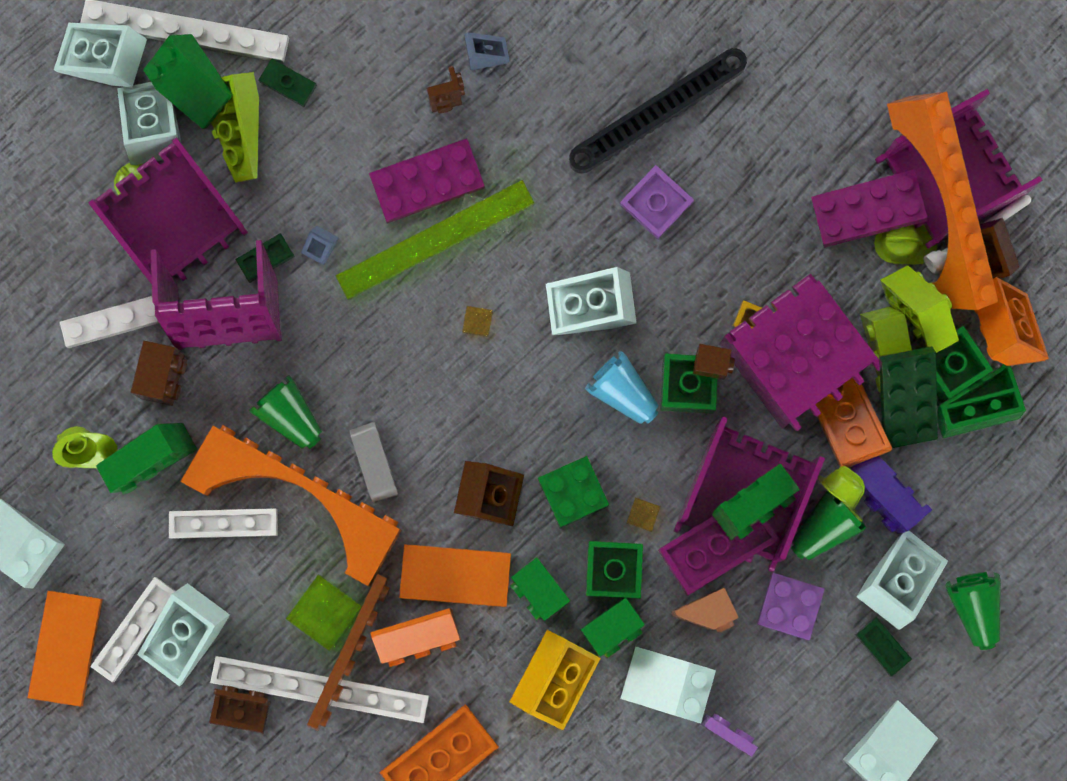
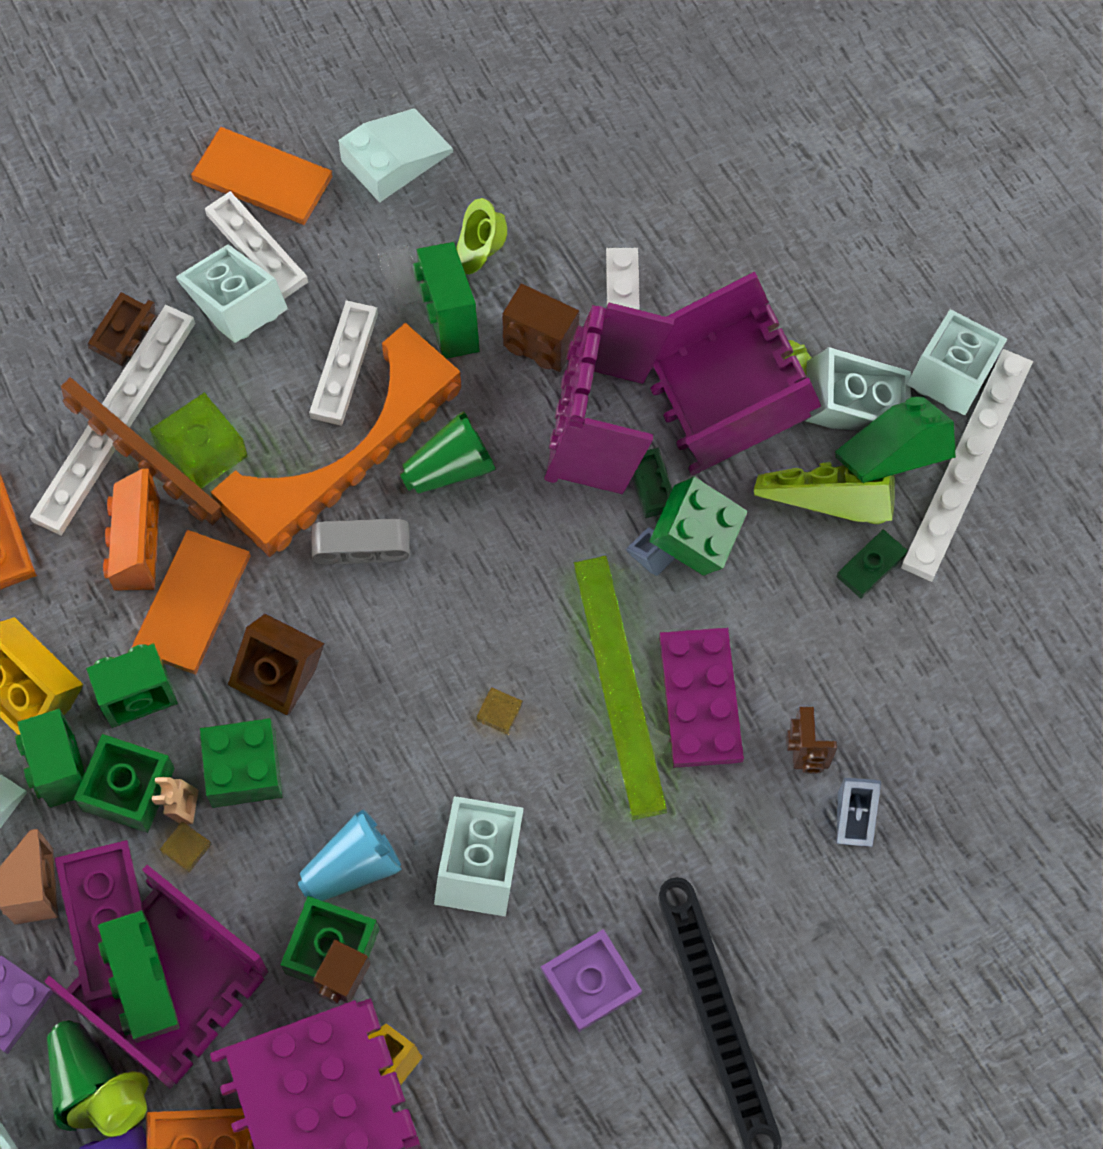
camera: 105 degrees right, 15 degrees down
(297, 210) = (698, 526): none -> brick
(614, 528) = (177, 798): none -> light nougat plate

